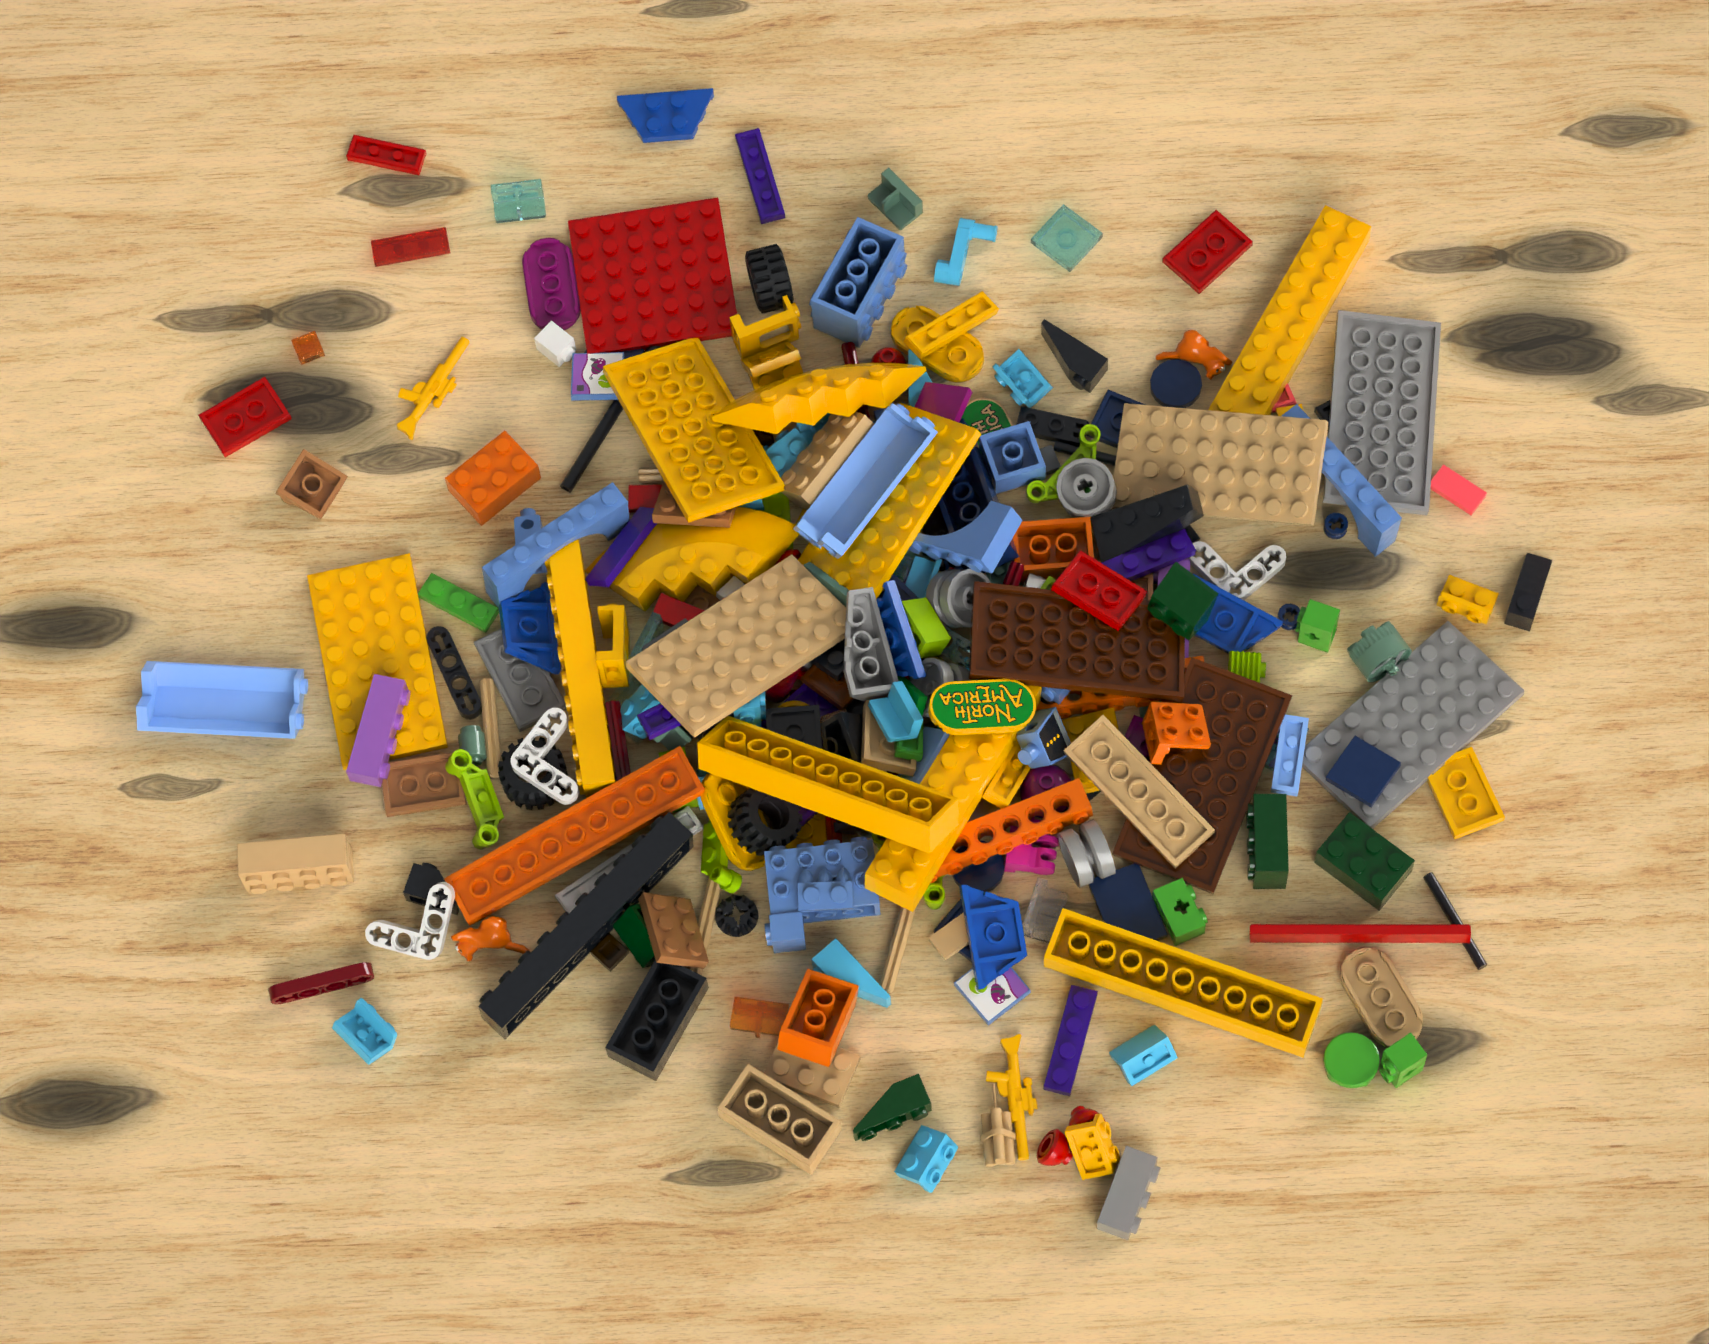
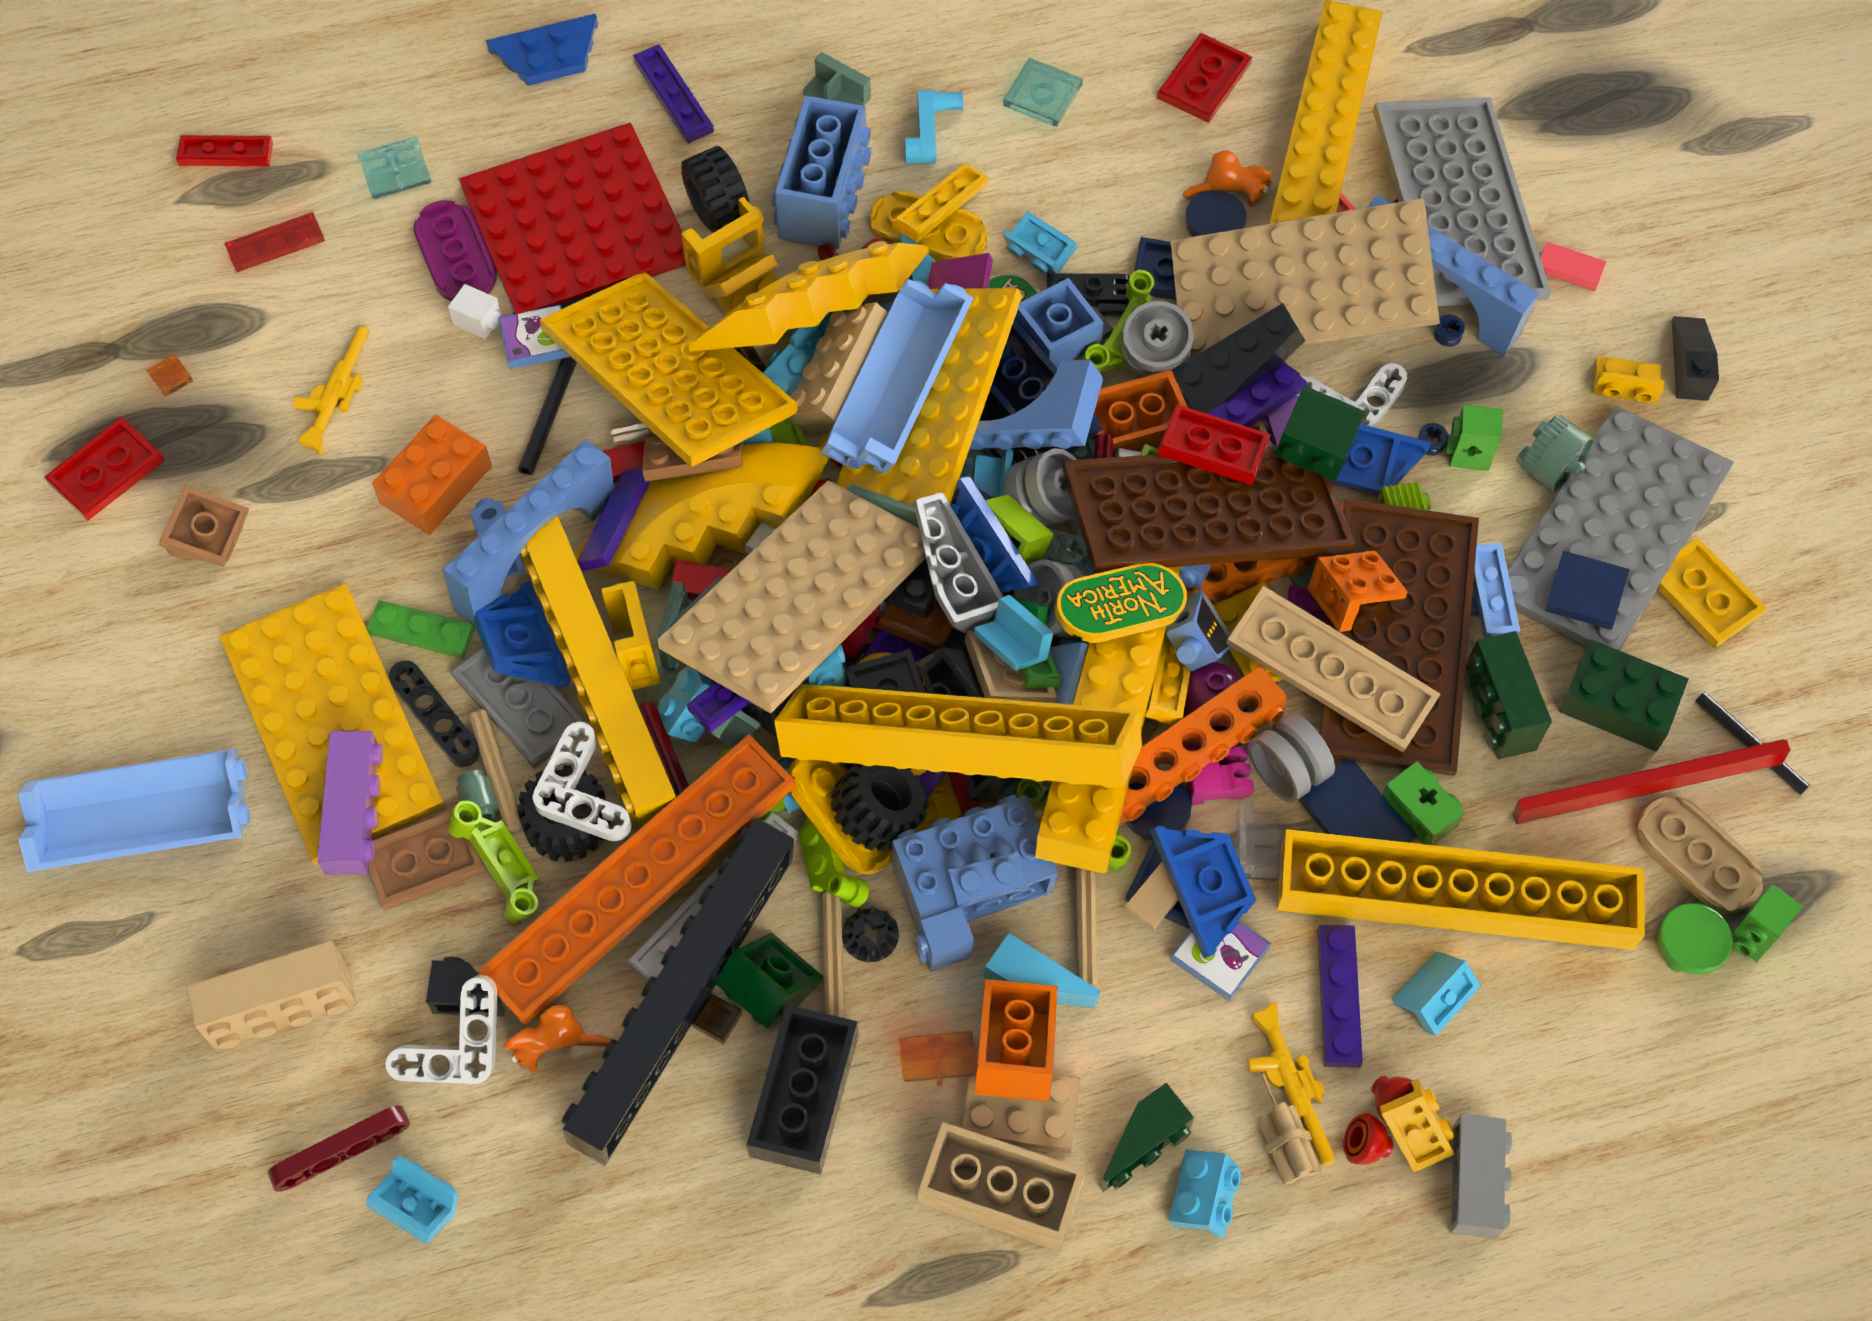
camera: 20 degrees left, 5 degrees down
(673, 930) = (797, 970): medium nougat plate -> none
(1079, 362) = (1094, 211): black slope -> none

